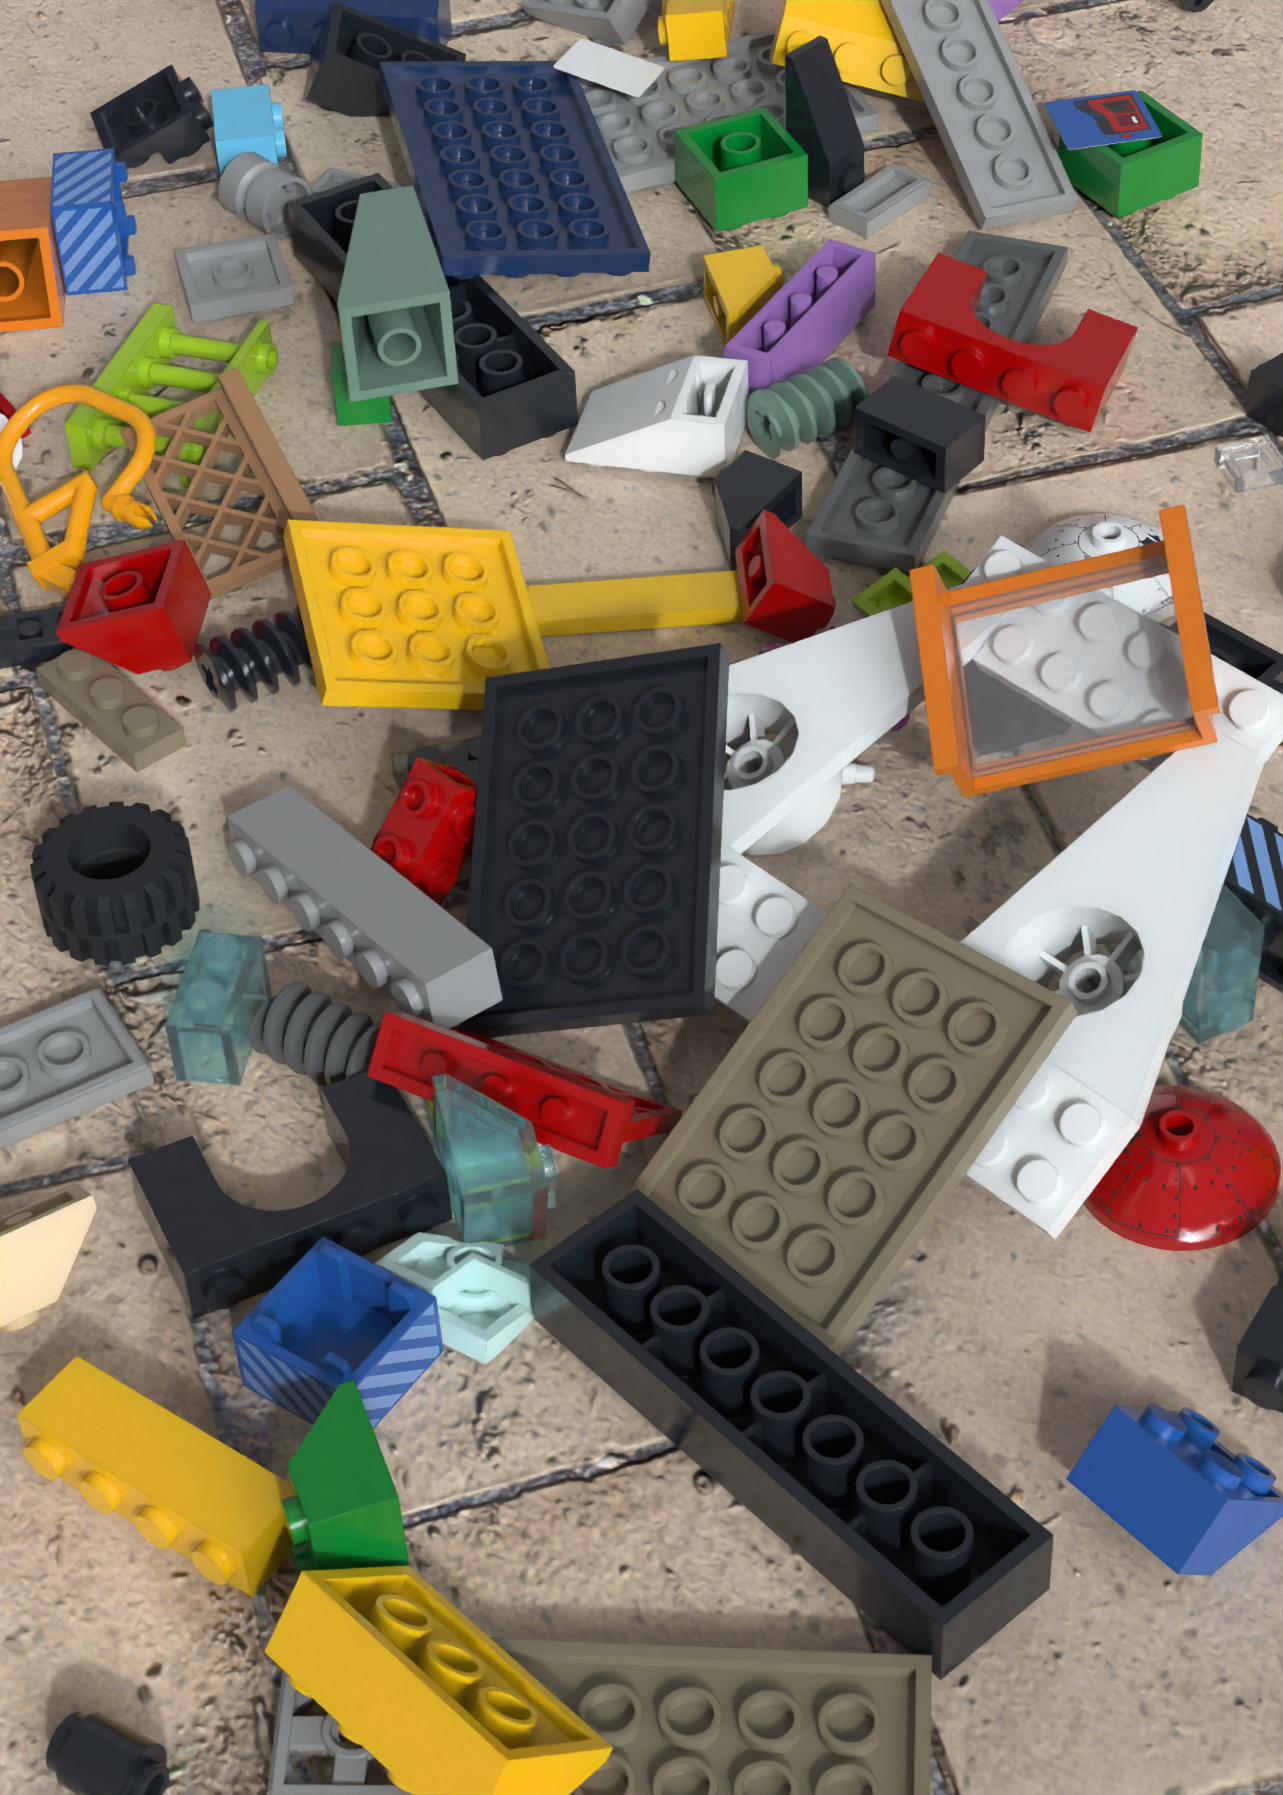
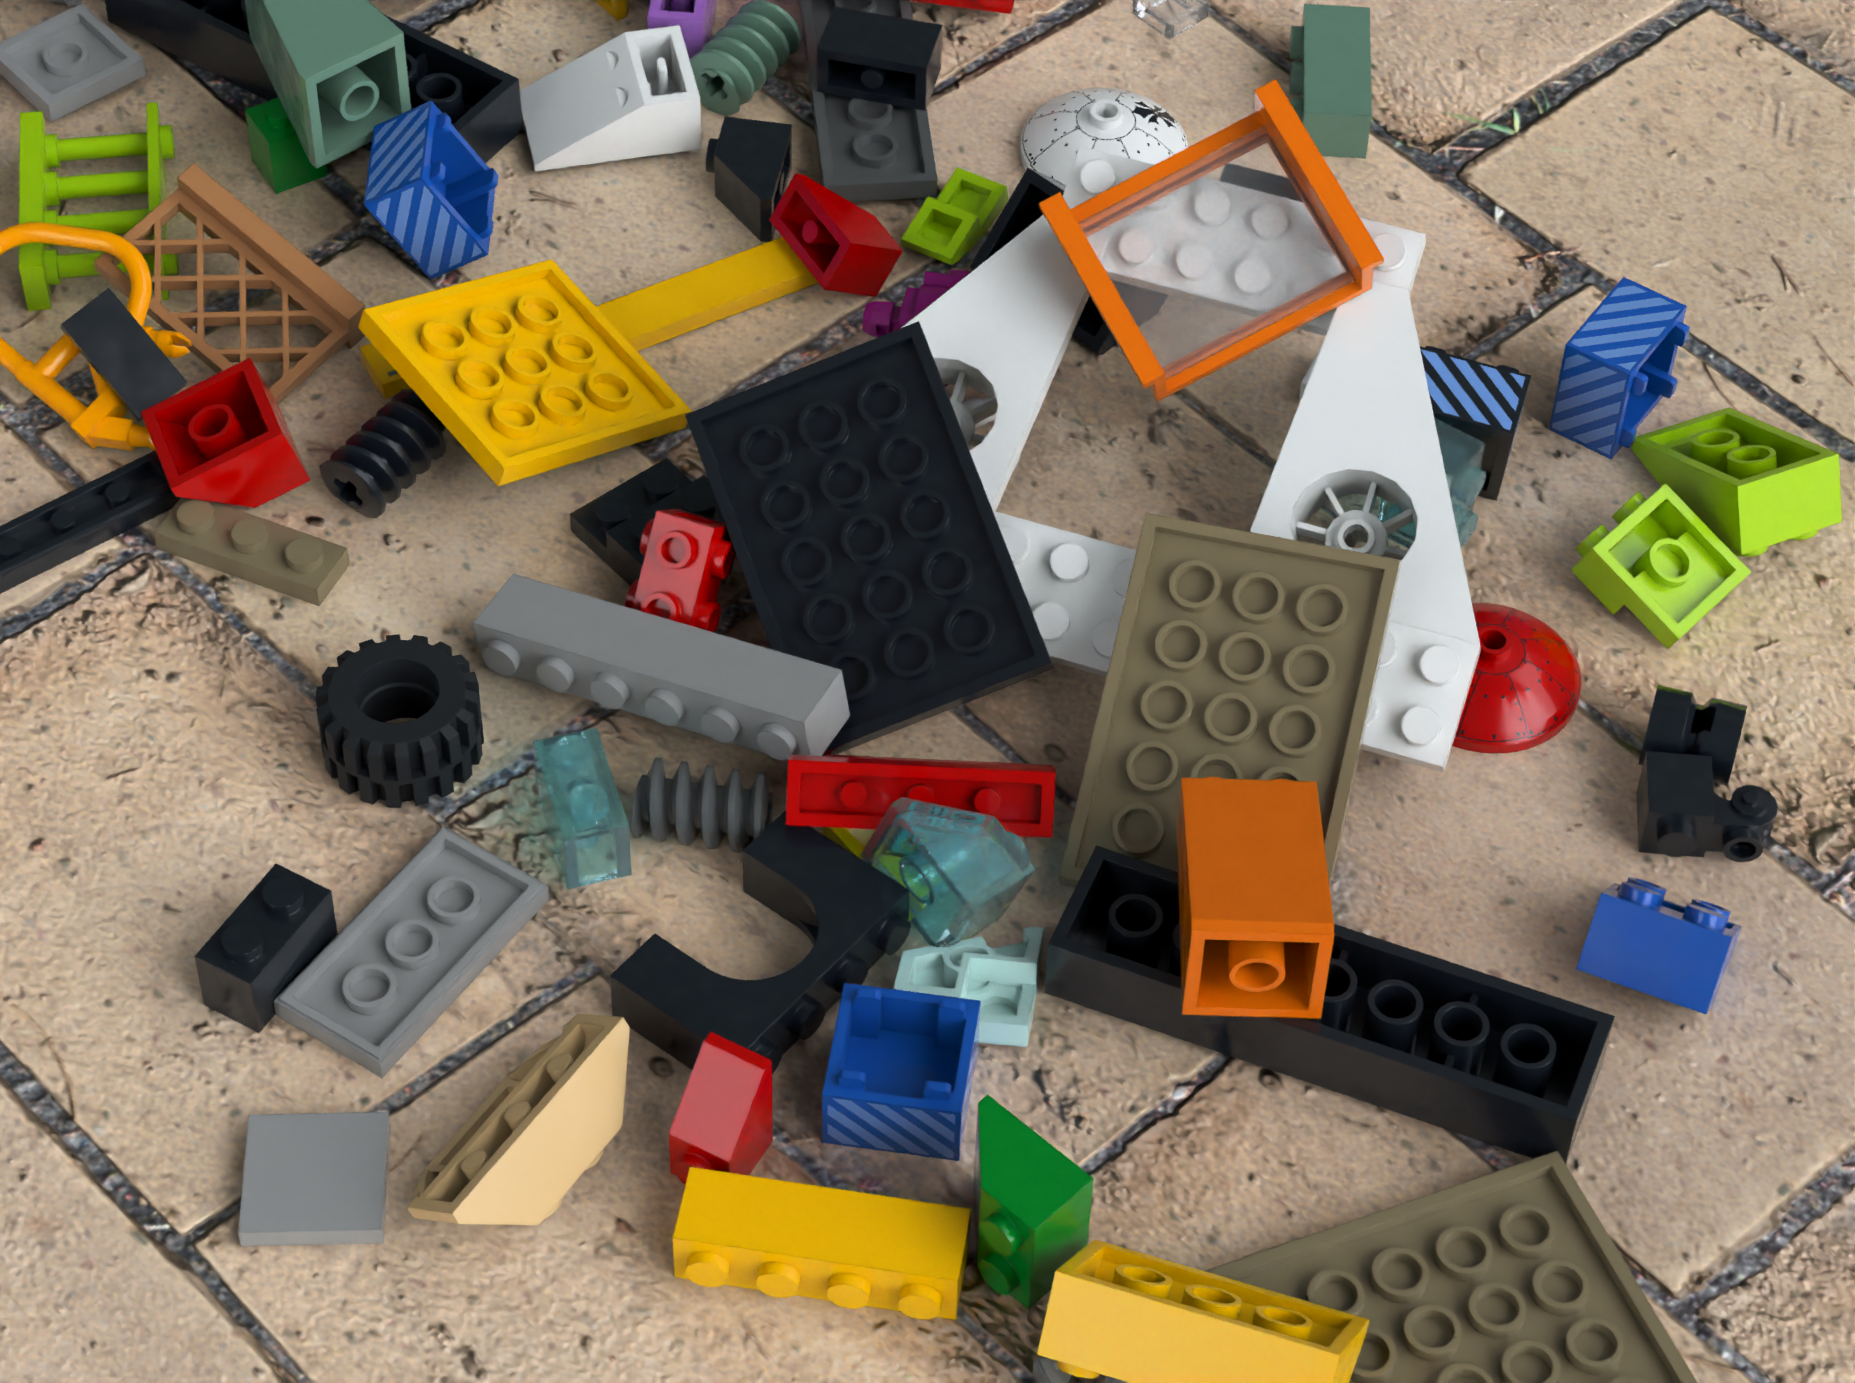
camera: 30 degrees left, 5 degrees up
(87, 507) = (123, 353): none -> black tile
(140, 1322) = (723, 1112): none -> slope
(440, 445) = (430, 190): none -> blue container
(729, 1282) = (1253, 898): none -> orange slope

